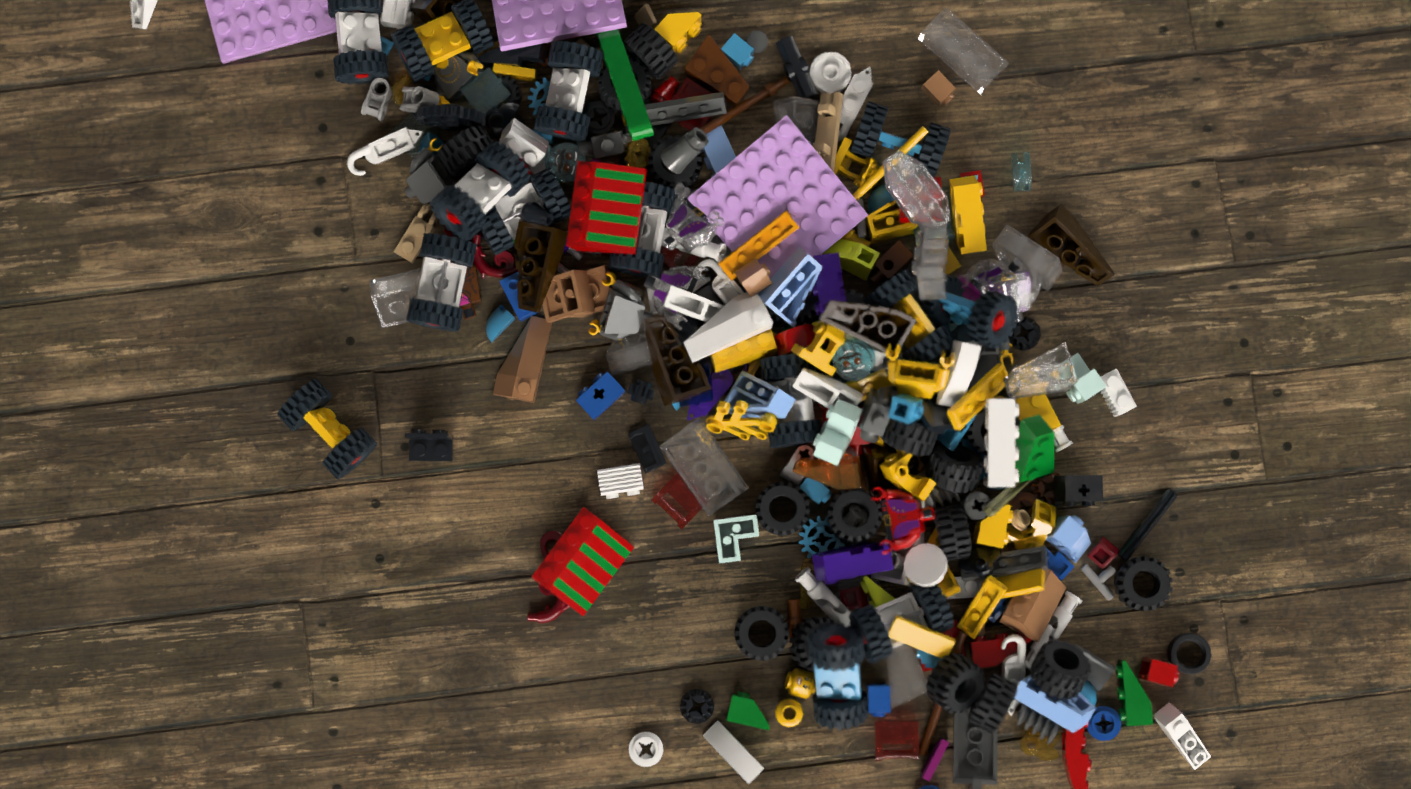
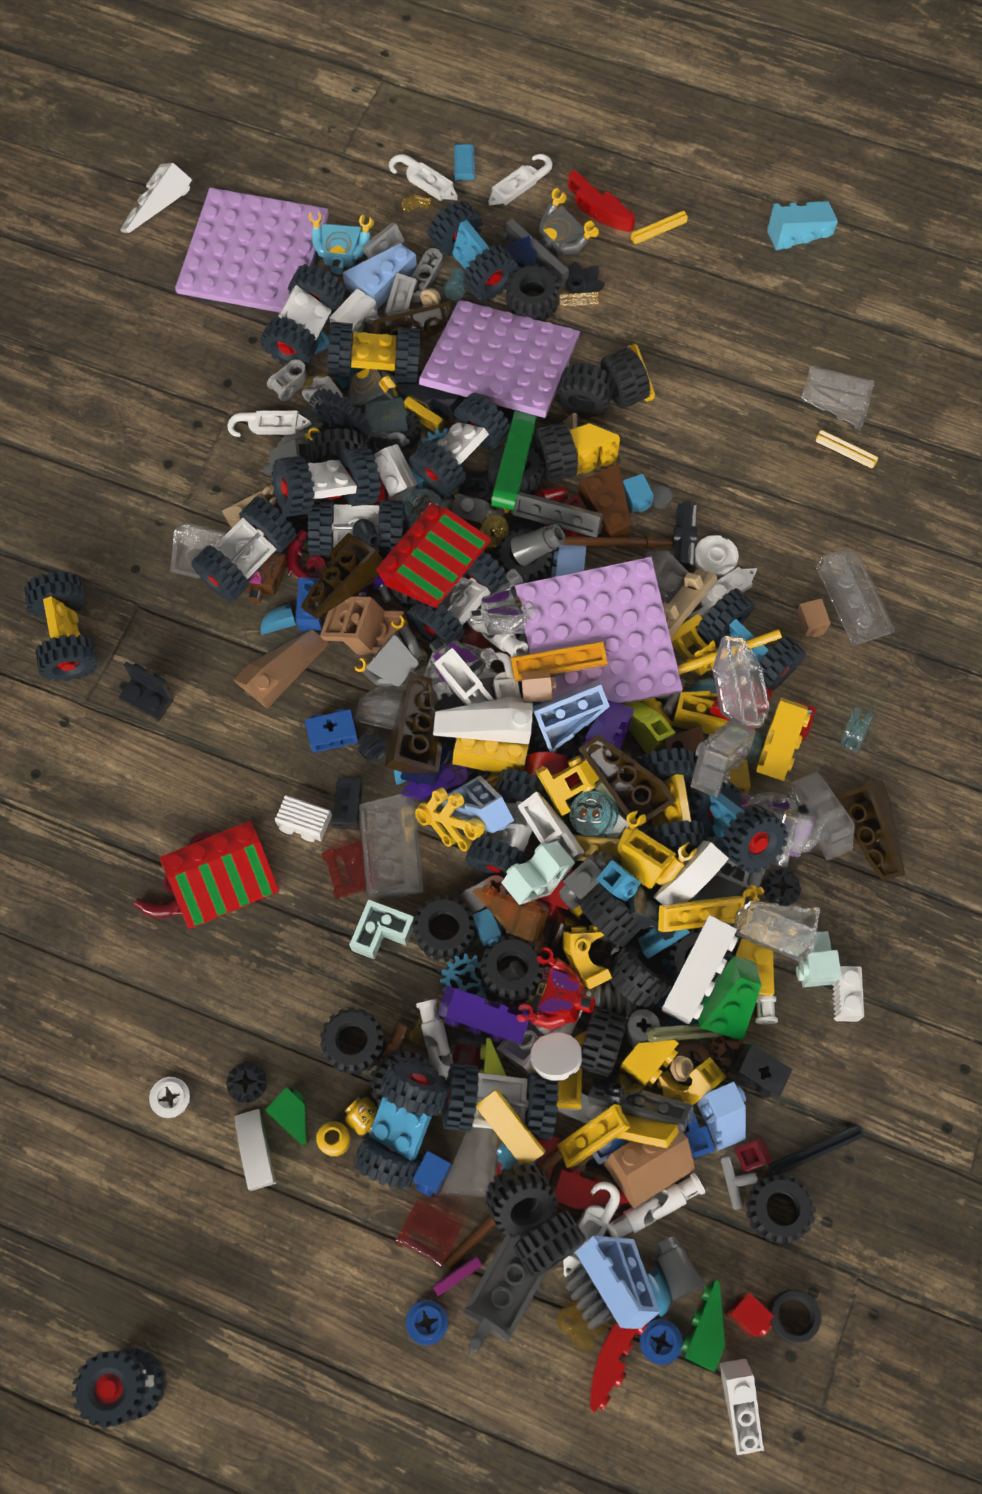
camera: 30 degrees right, 15 degrees down
(1060, 669) = (642, 1248): black tyre -> none

